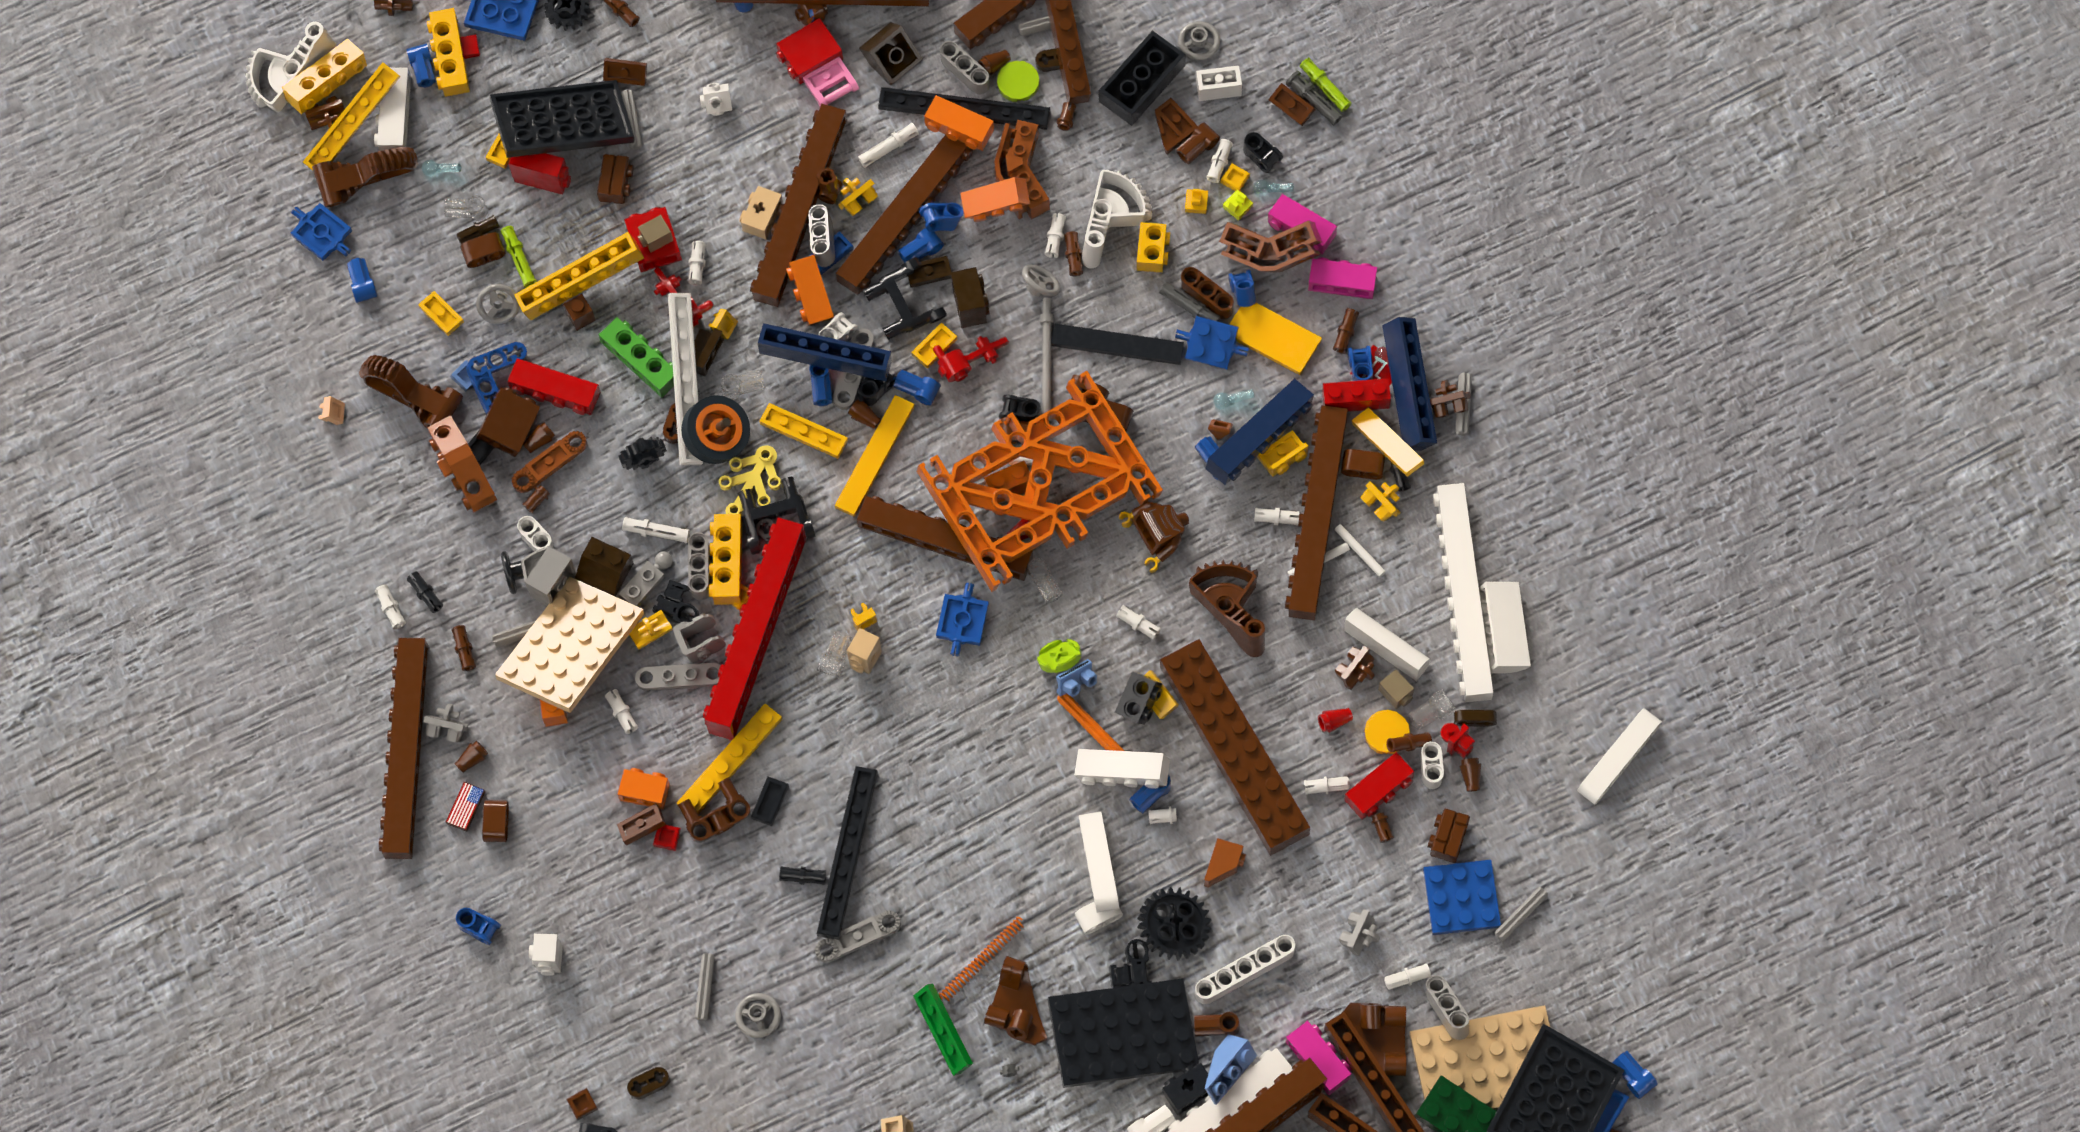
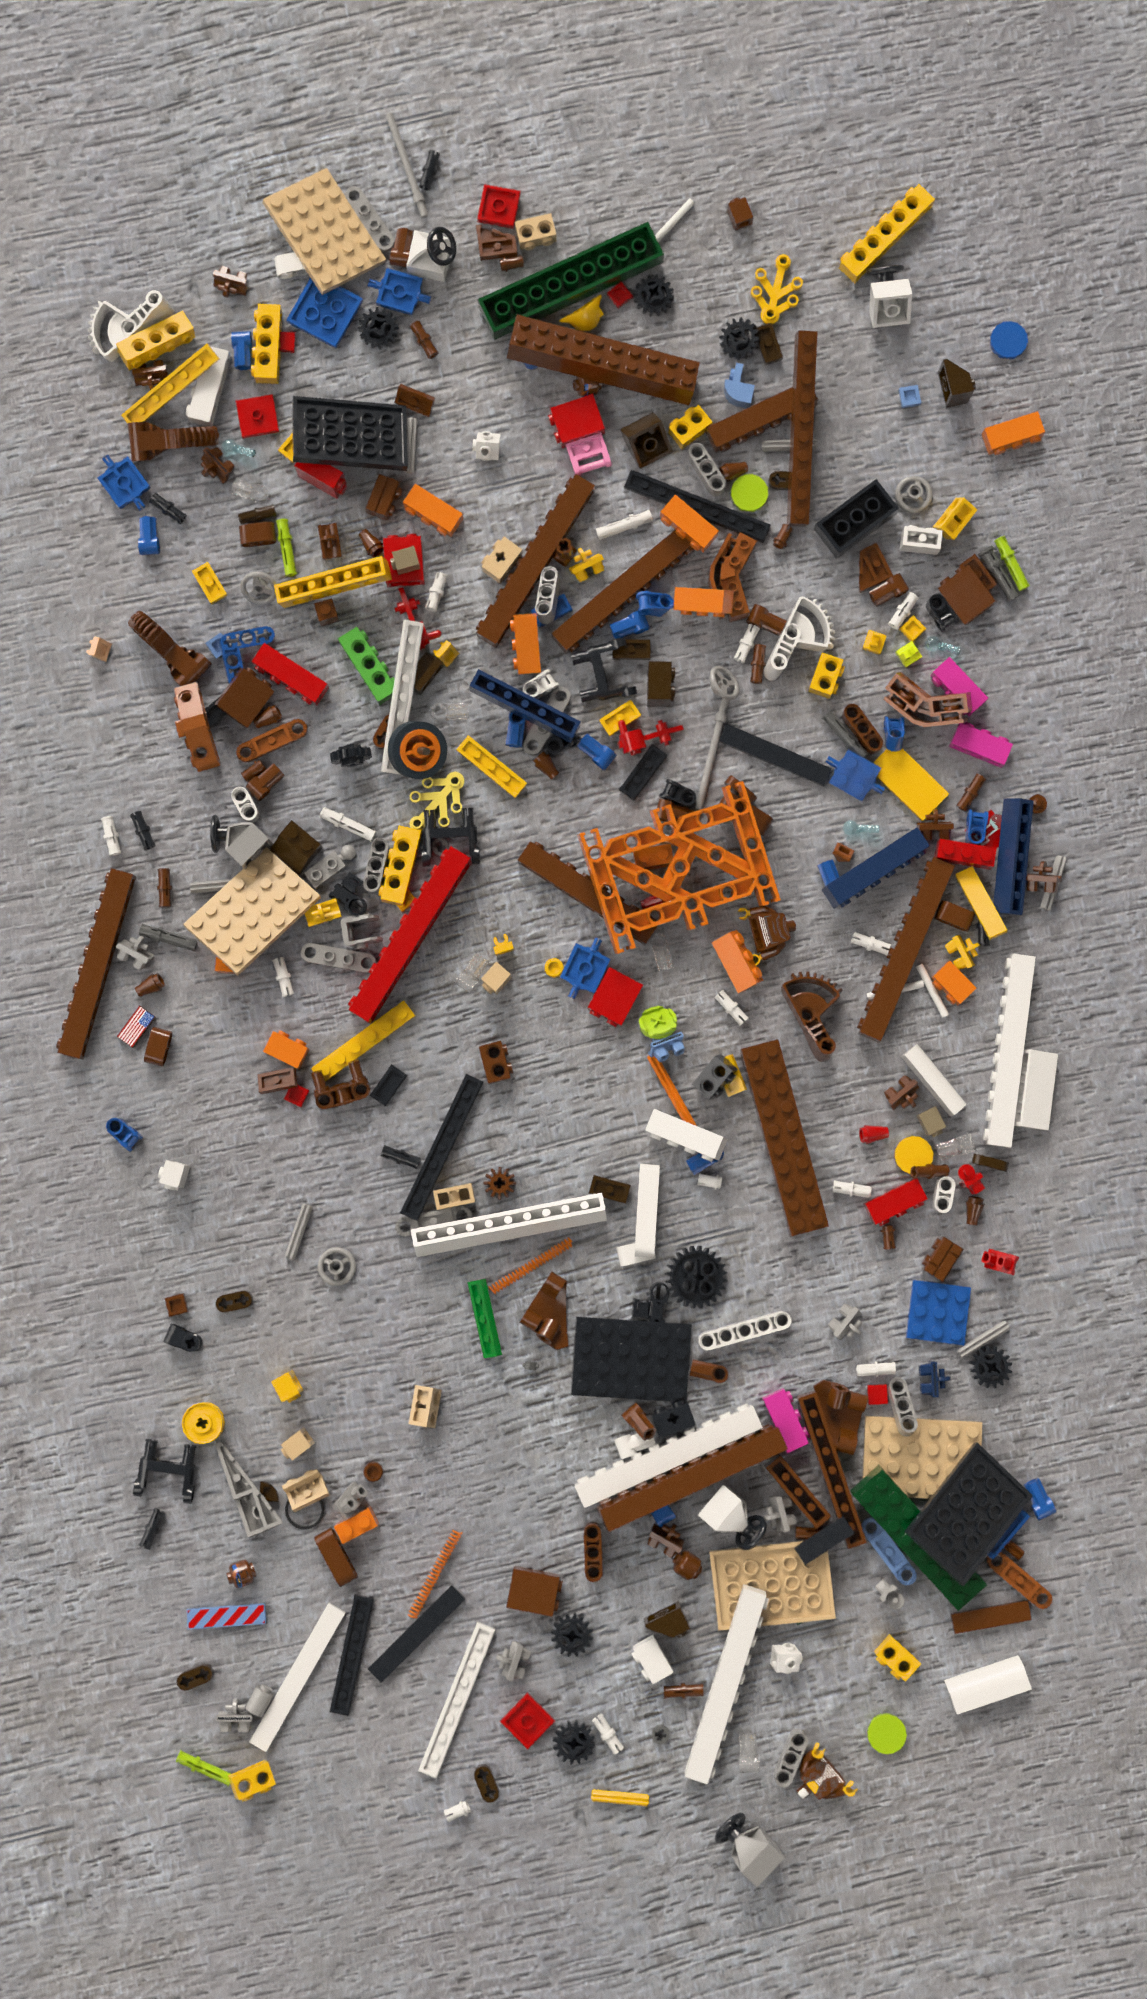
camera: 10 degrees right, 15 degrees up
(376, 247) = (168, 508): none -> black pin
(417, 190) = (213, 465): none -> reddish brown hips
(454, 129) = (257, 416): none -> red plate
(480, 700) = (159, 934): none -> dark grey pin
(548, 512) = (261, 785): none -> reddish brown piece
(565, 237) = (329, 541): none -> reddish brown hips
(610, 228) = (371, 544): none -> reddish brown cone
(672, 179) = (432, 511): none -> orange brick
(874, 455) = (546, 803): yellow tile -> none
(875, 900) = (454, 1196): none -> tan brick
(882, 746) = (491, 1063): none -> reddish brown brick
(926, 628) = (554, 967): none -> yellow tile
(932, 875) = (504, 1188): none -> reddish brown gear
(940, 30) = (693, 430): none -> yellow brick
(945, 916) = (509, 1225): none -> white brick
(974, 397) = (643, 772): none -> black tile
(1003, 642) = (614, 997): none -> red brick
(1050, 852) = (610, 1189): none -> dark brown plate
(1070, 206) = (763, 619): none -> reddish brown piece
(1132, 568) = (737, 961): none -> orange brick
(1147, 1097) = (637, 1419): none -> reddish brown piece
(1224, 861) = (750, 1234): dark orange slope -> none
(1228, 1065) = (711, 1409): medium blue slope -> none
(1250, 51) = (955, 518): none -> yellow brick
(1283, 454) = (891, 889): yellow bracket -> none
(1284, 126) = (966, 594): none -> reddish brown brick
(1325, 374) = (943, 827): none -> reddish brown hips
(1380, 535) = (953, 983): none -> orange brick
(1416, 1004) = (877, 1394): none -> red tile
(1424, 326) = (1040, 803): none -> reddish brown tile
(1476, 980) = (931, 1388): none -> dark blue hips
(1515, 821) = (1000, 1261): none -> red hips
(1529, 937) = (985, 1374): none -> black gear
(1619, 756) = (1101, 1226): white beam -> none

